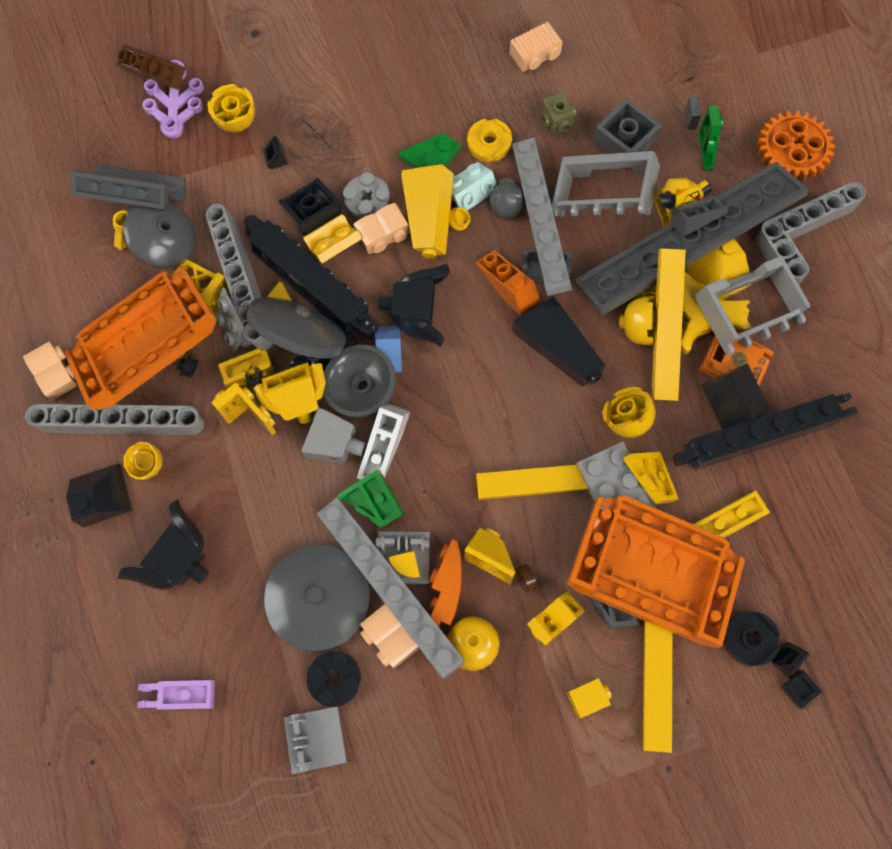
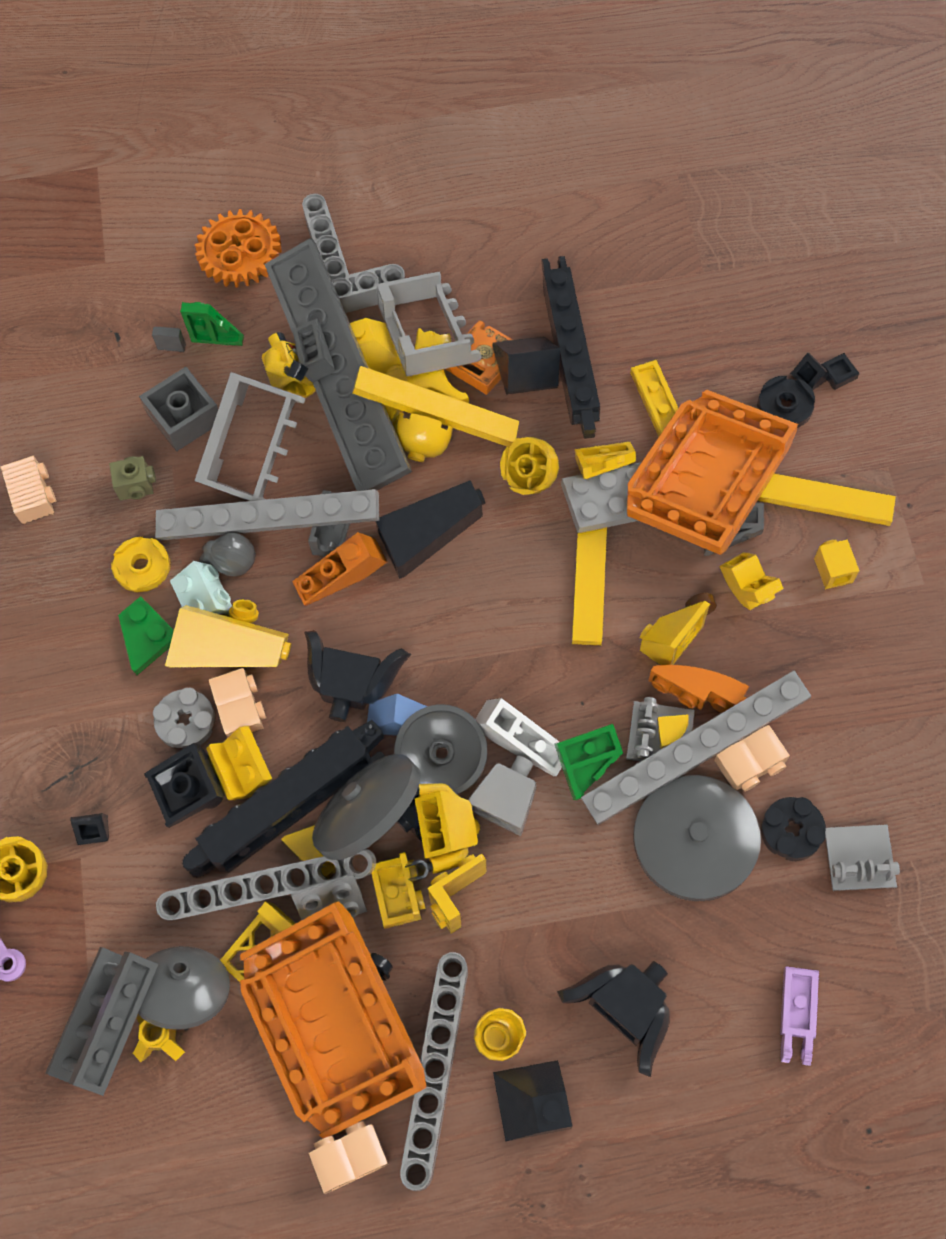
camera: 80 degrees left, 5 degrees down
(475, 642) = (764, 665): yellow cylinder -> none

